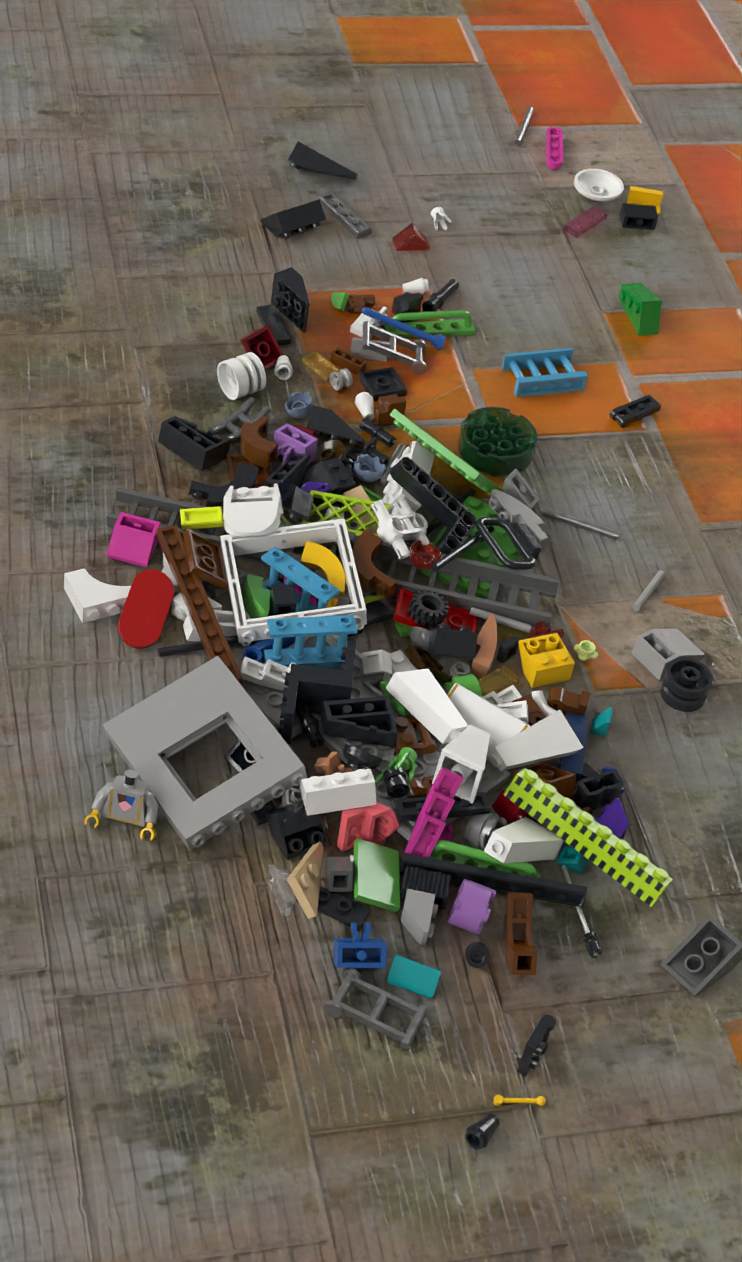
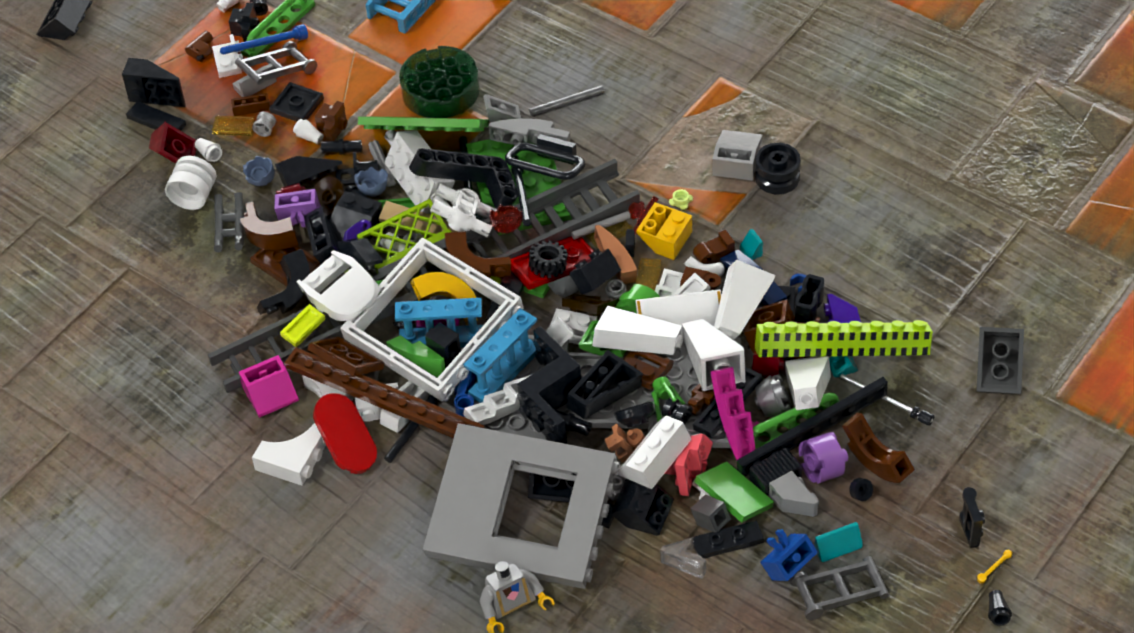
camera: 30 degrees left, 5 degrees up
(192, 444) = (217, 271): black wedge -> none
(306, 880) = (697, 535): tan wing -> none
(339, 300) = (184, 56): bright green tile -> none
(648, 590) = (670, 116): light grey bar -> none

